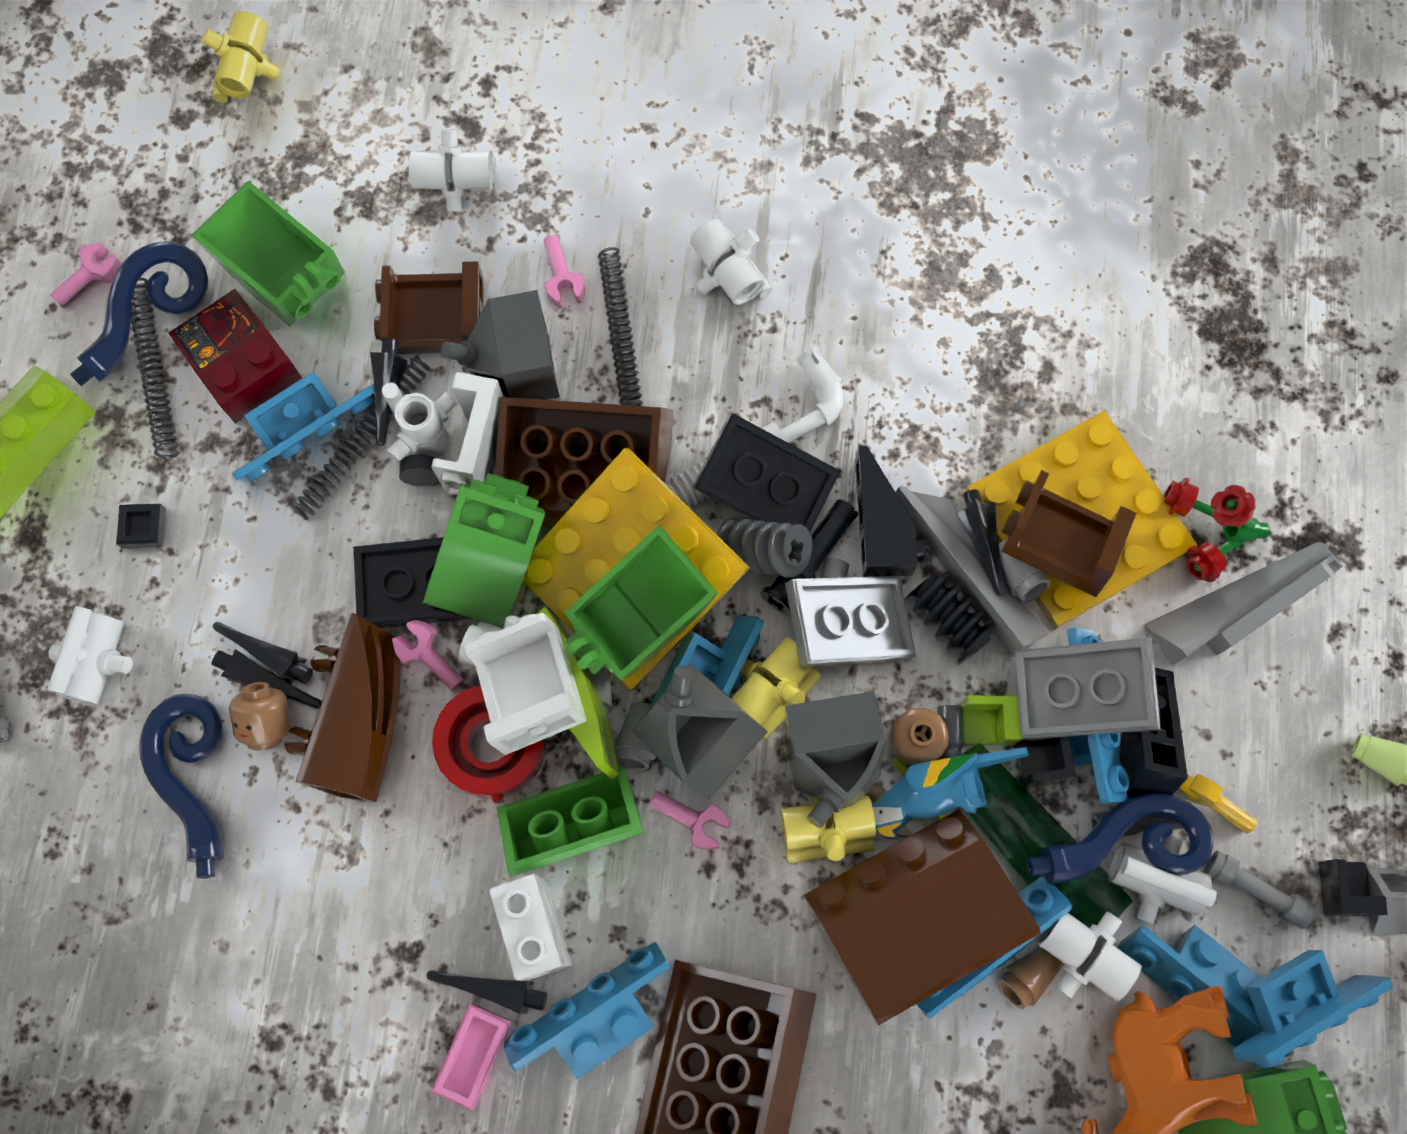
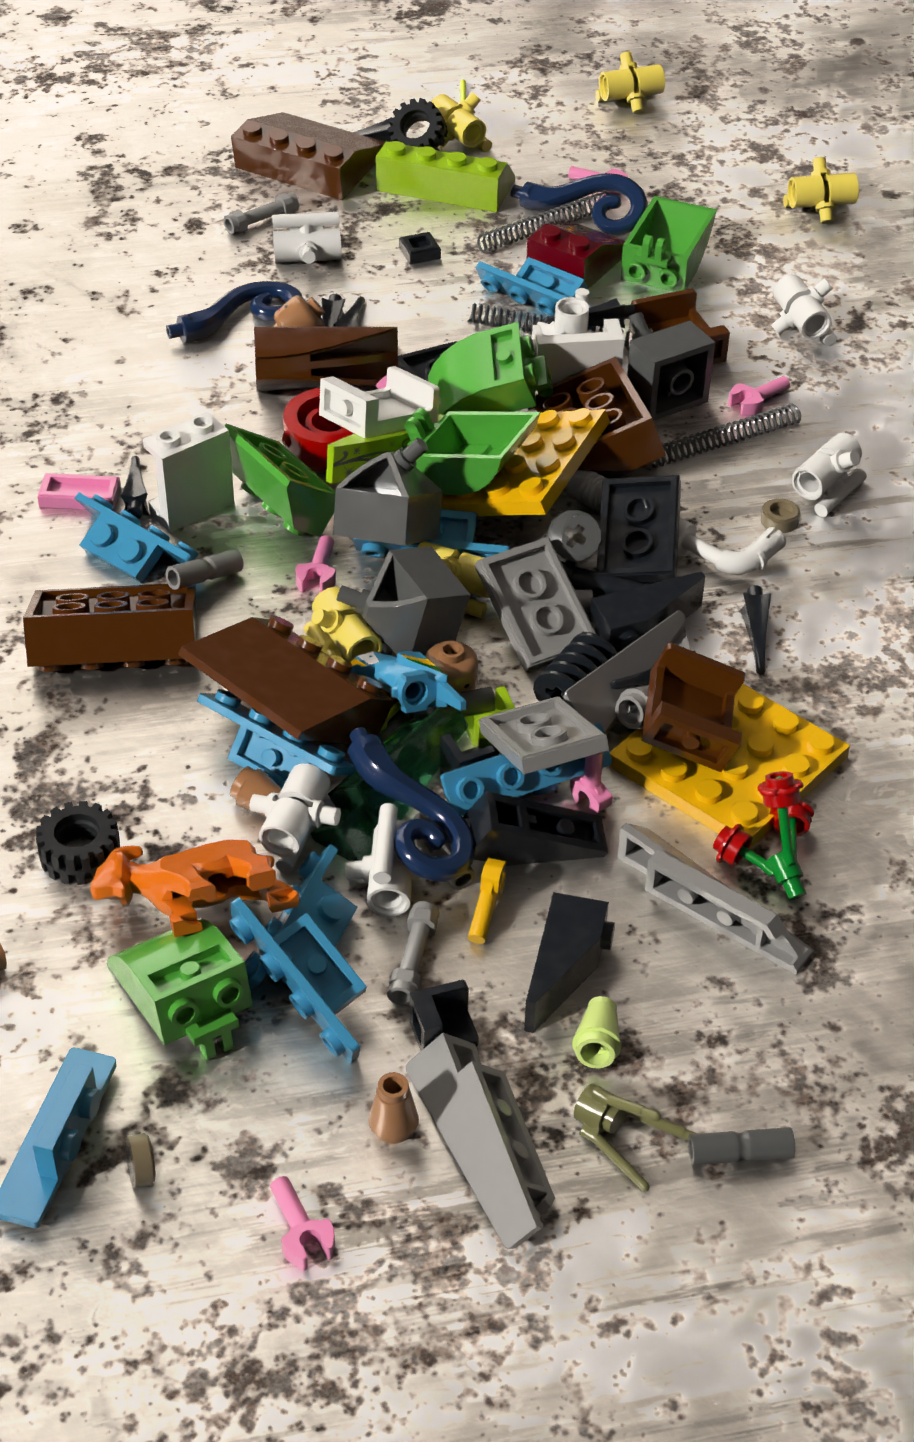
camera: 70 degrees right, 30 degrees down
(677, 952) = (200, 570): none -> light grey piece
(760, 333) = (780, 514): none -> dark tan tile
(905, 417) = (755, 617): none -> black piece
(1302, 755) = (567, 953): none -> black slope

